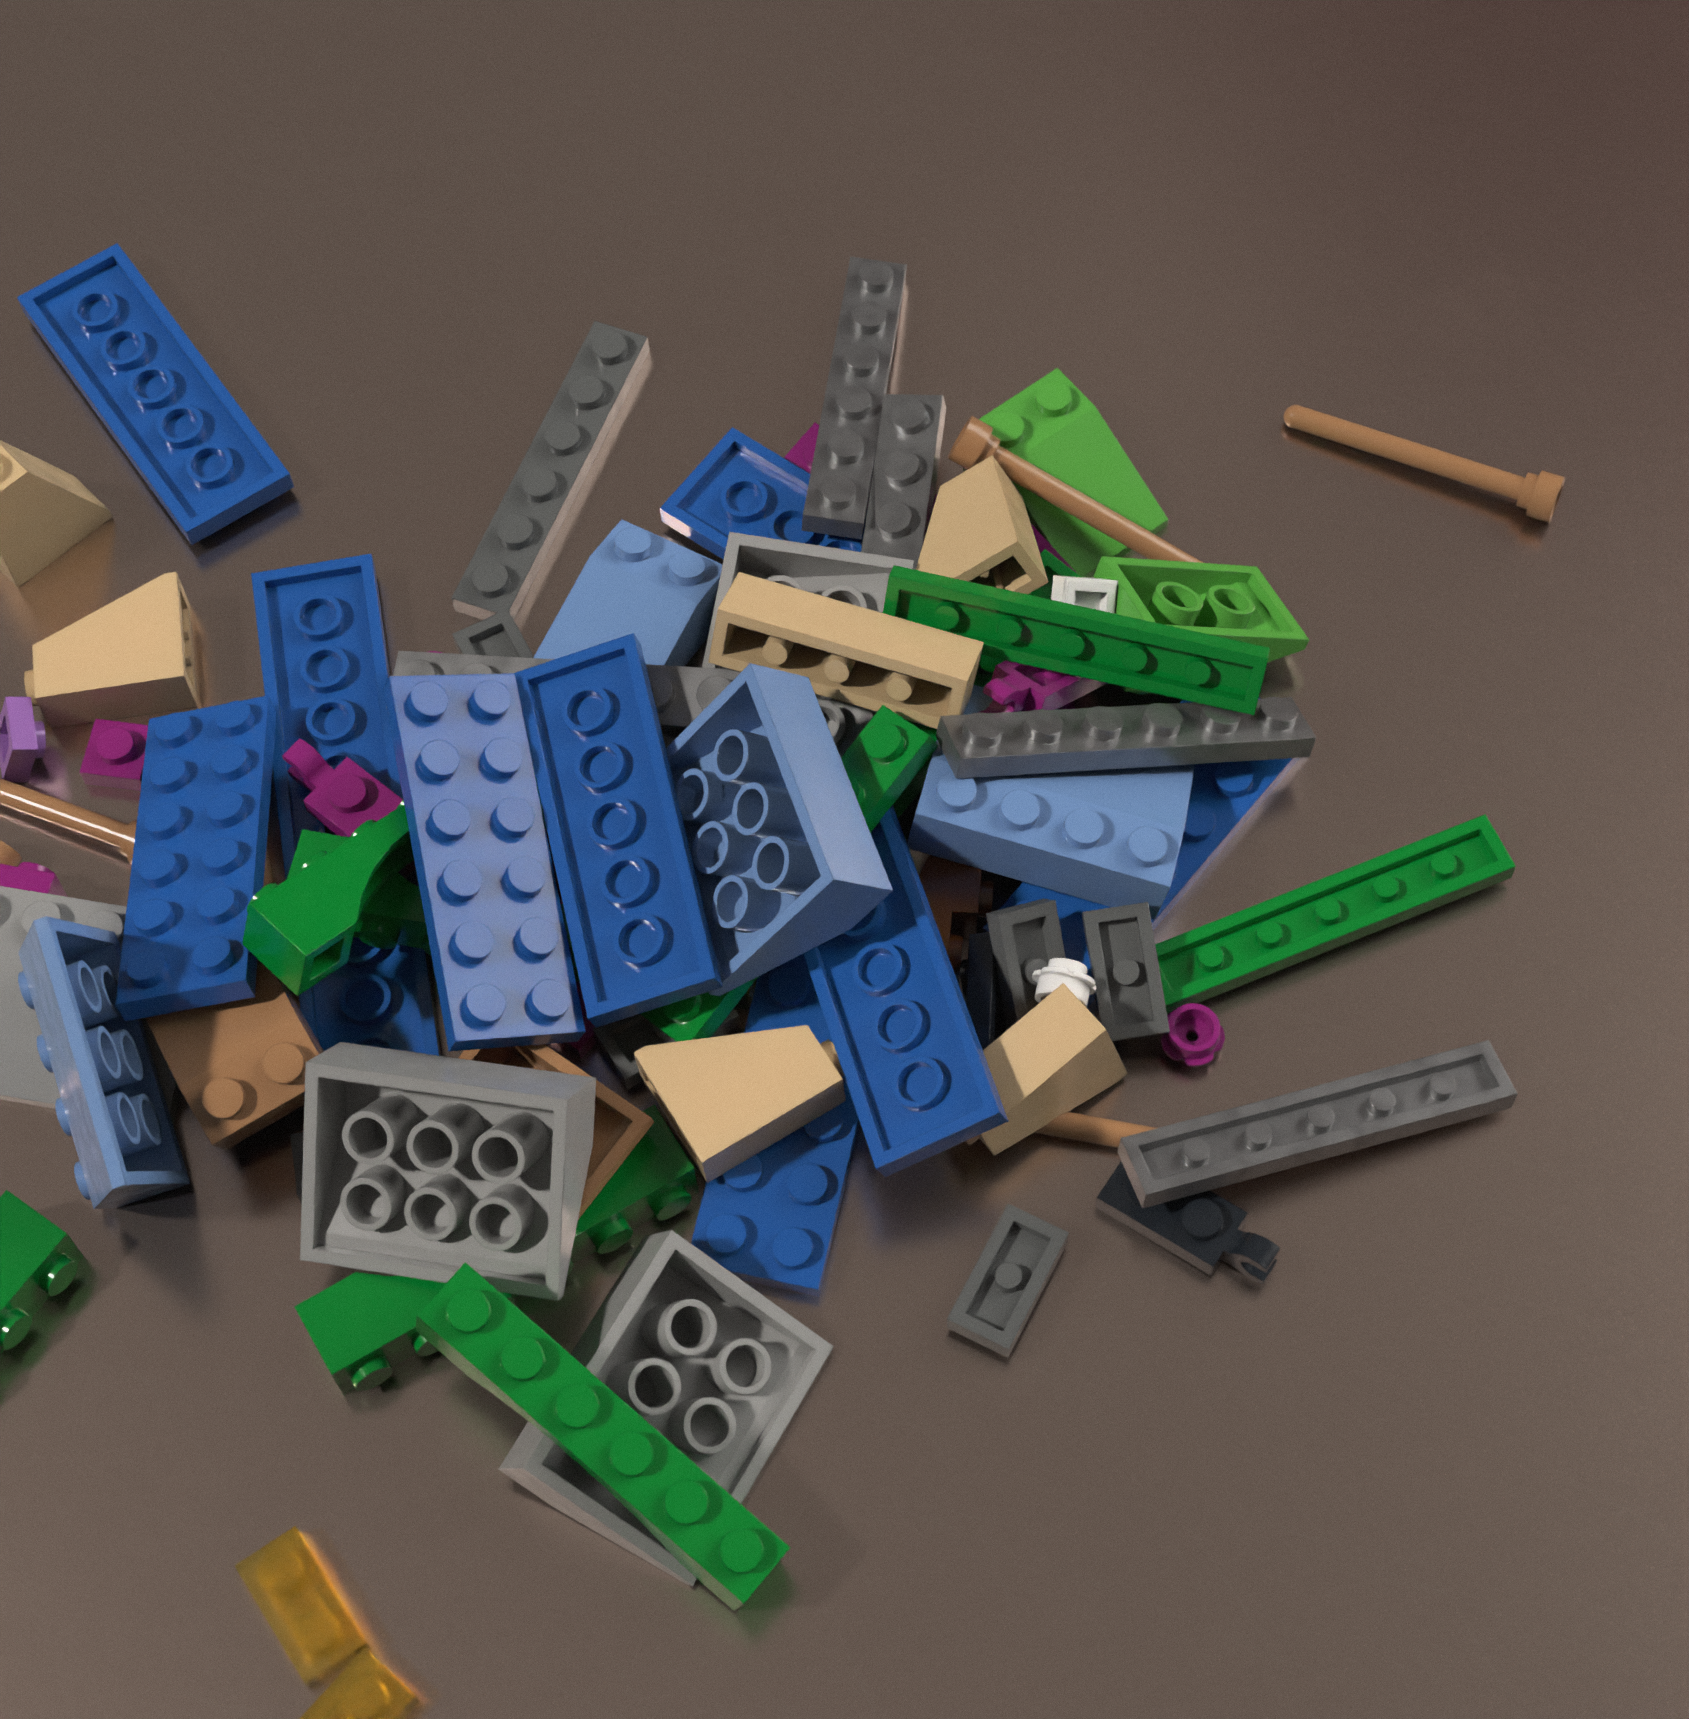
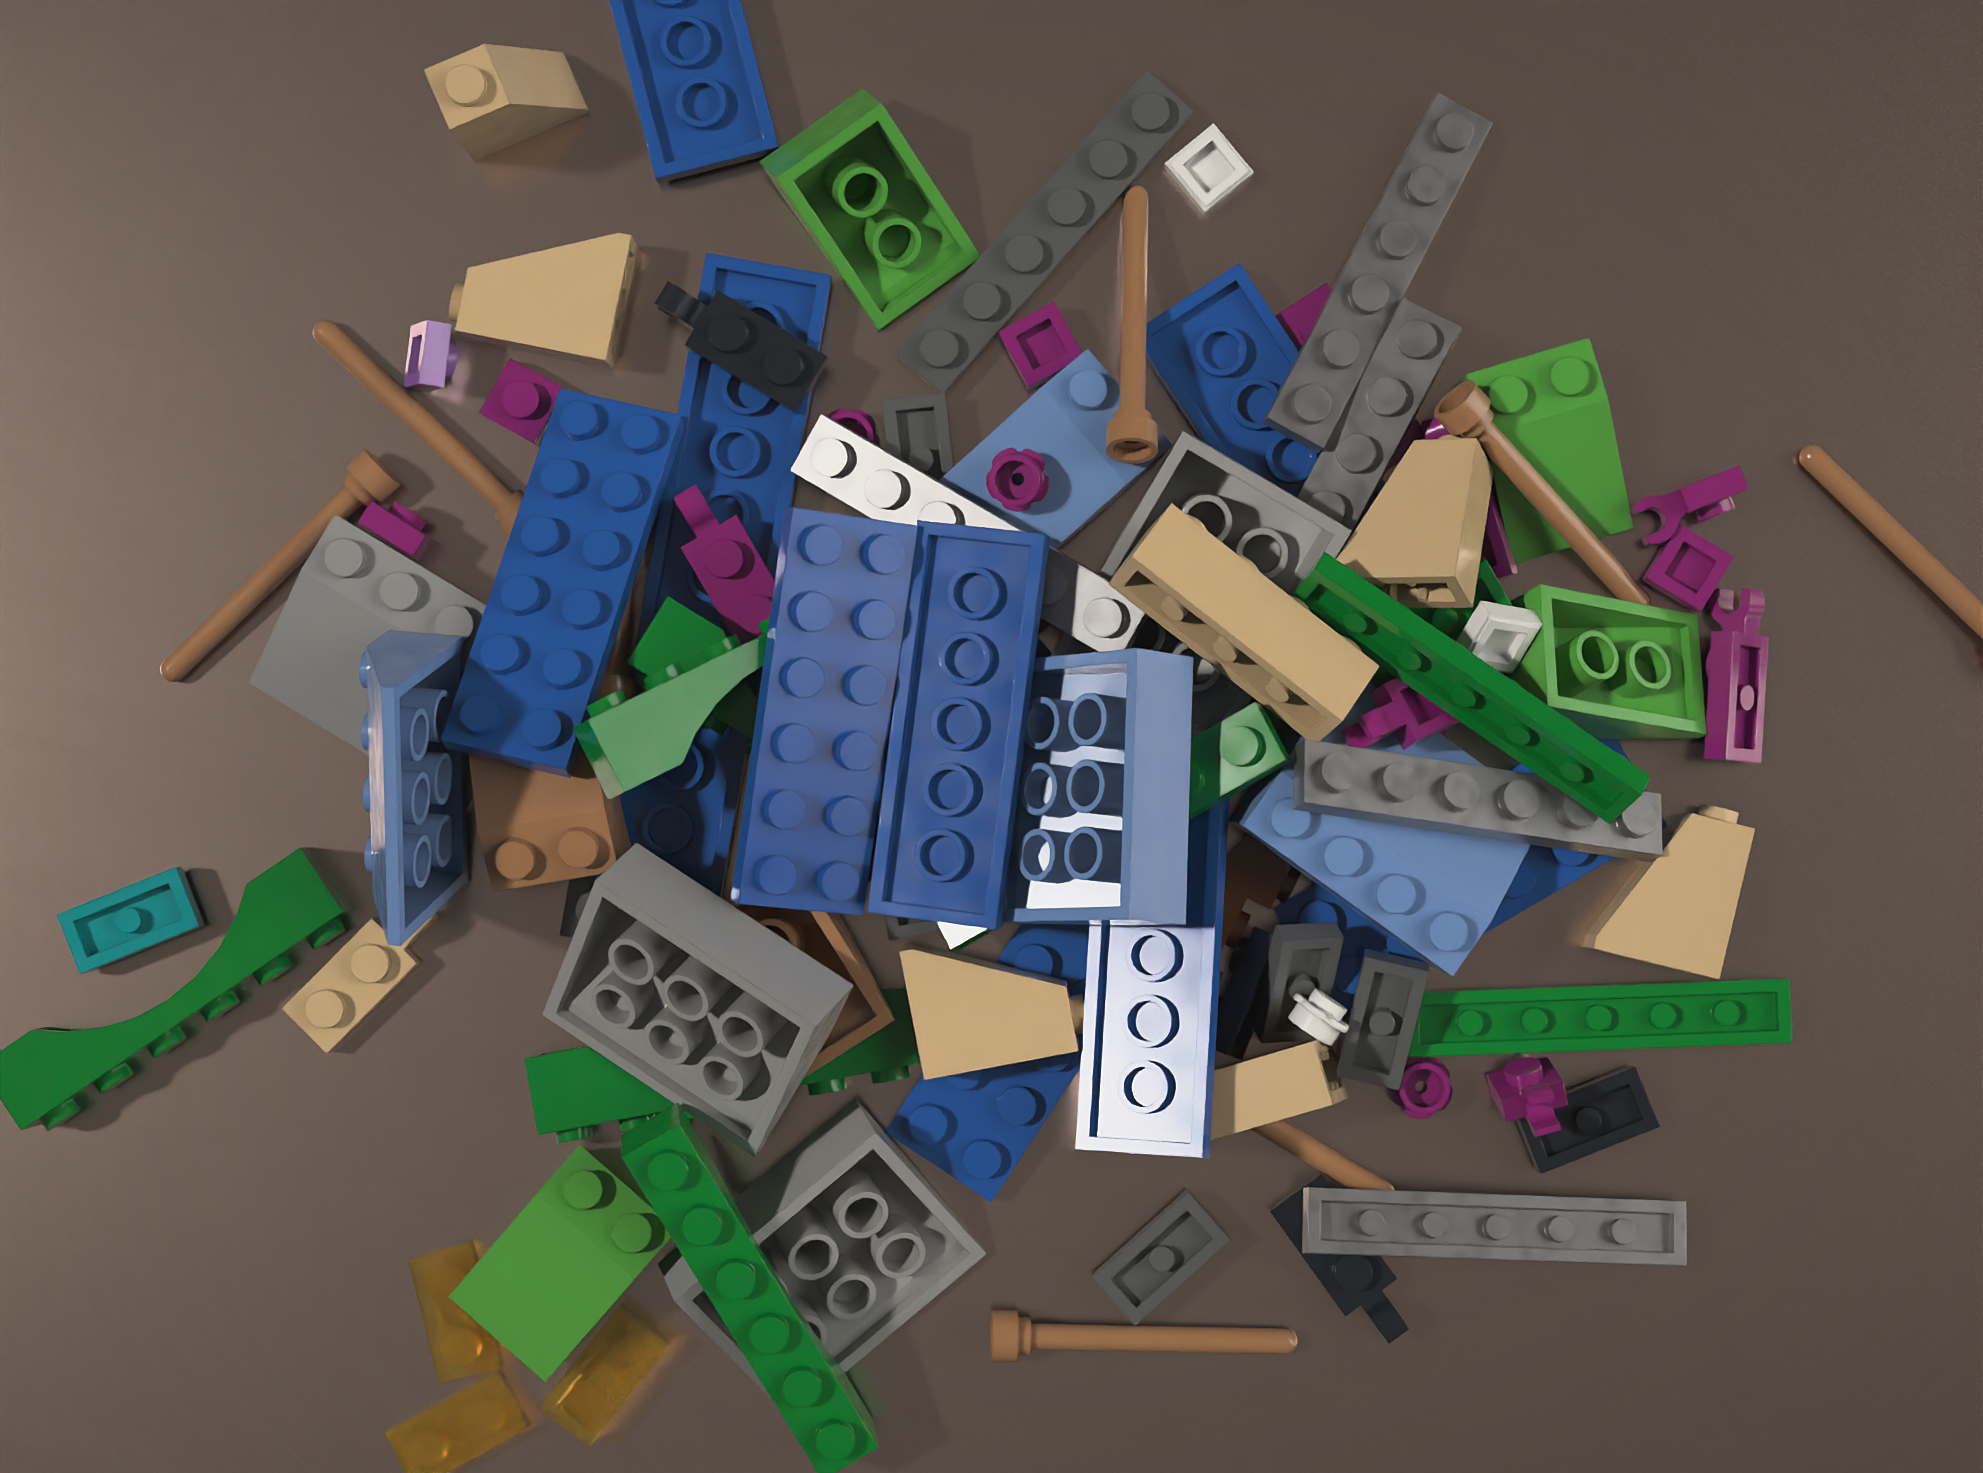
camera: 20 degrees right, 25 degrees up
(106, 1308) = (353, 984): none -> tan plate
(308, 626) = (746, 345): none -> black plate
(389, 494) = (870, 207): none -> bright green slope
(399, 1496) = (561, 1263): none -> bright green slope
(480, 1607) = (605, 1374): none -> clear yellow plate
(573, 544) = (1040, 345): none -> magenta plate
(590, 615) = (1000, 481): none -> magenta plate
(678, 379) = (1208, 169): none -> white tile
(683, 548) = (1132, 432): none -> medium nougat piece
(893, 1410) = (1016, 1336): none -> medium nougat piece
(1211, 469) = (1705, 497): none -> magenta plate
(1230, 528) = (1688, 568): none -> magenta plate
(1293, 988) = (1529, 1090): none -> magenta plate
(1316, 598) = (1736, 678): none -> magenta plate
(1355, 787) = (1683, 902): none -> tan slope
(1359, 1005) = (1595, 1119): none -> black plate

